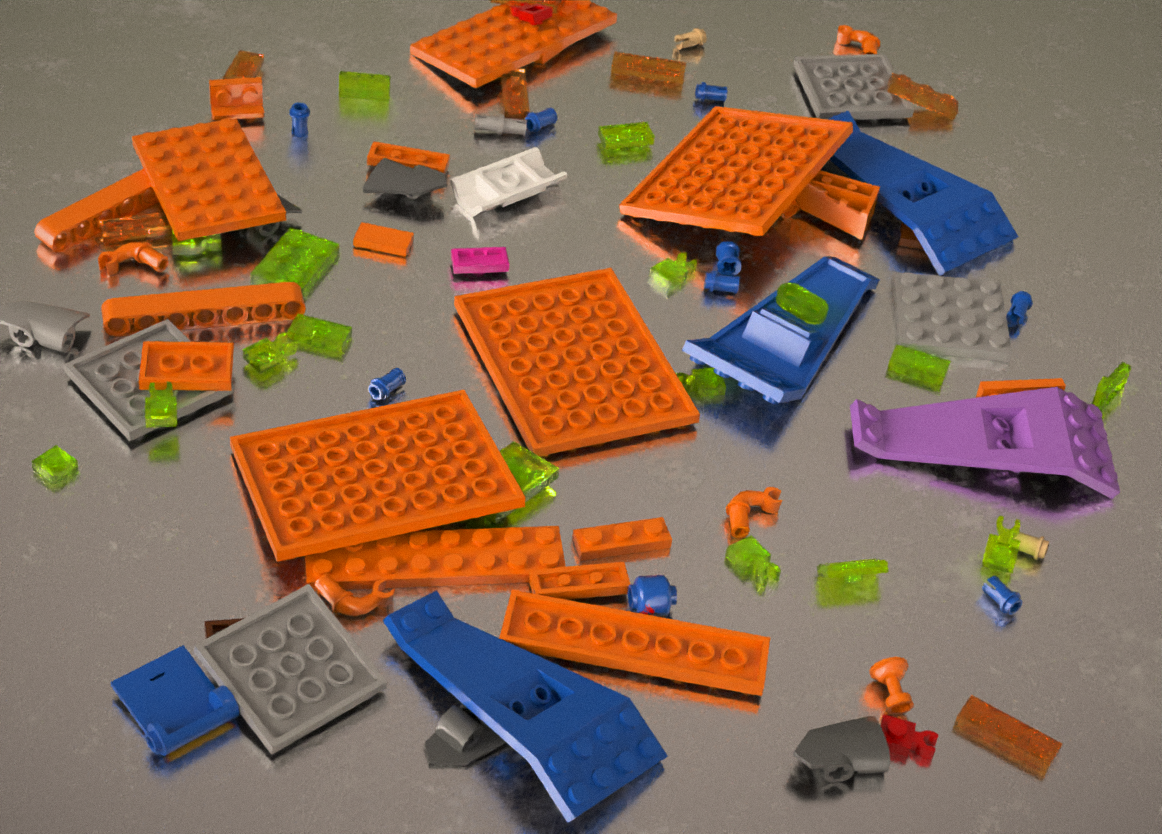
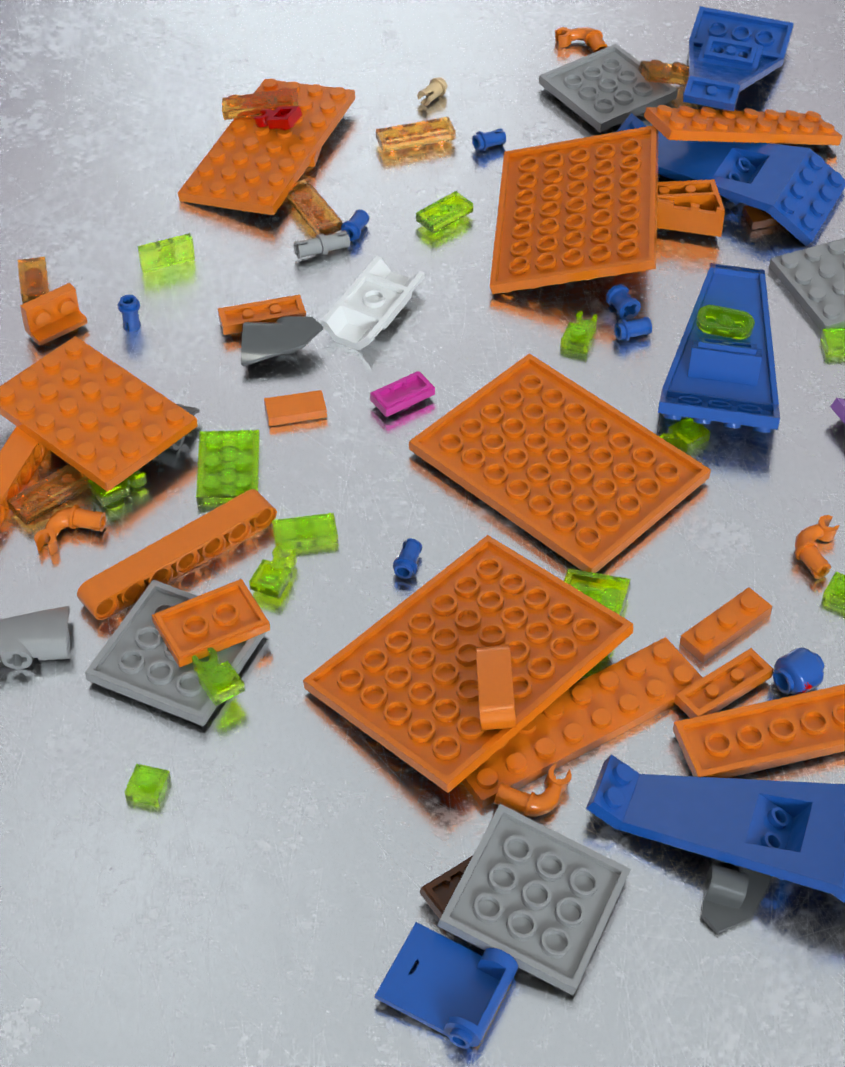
camera: 20 degrees left, 5 degrees up
(367, 496) = (495, 687): none -> orange beam
(942, 153) = (742, 126): none -> orange plate
(983, 91) = (730, 54): none -> blue wing

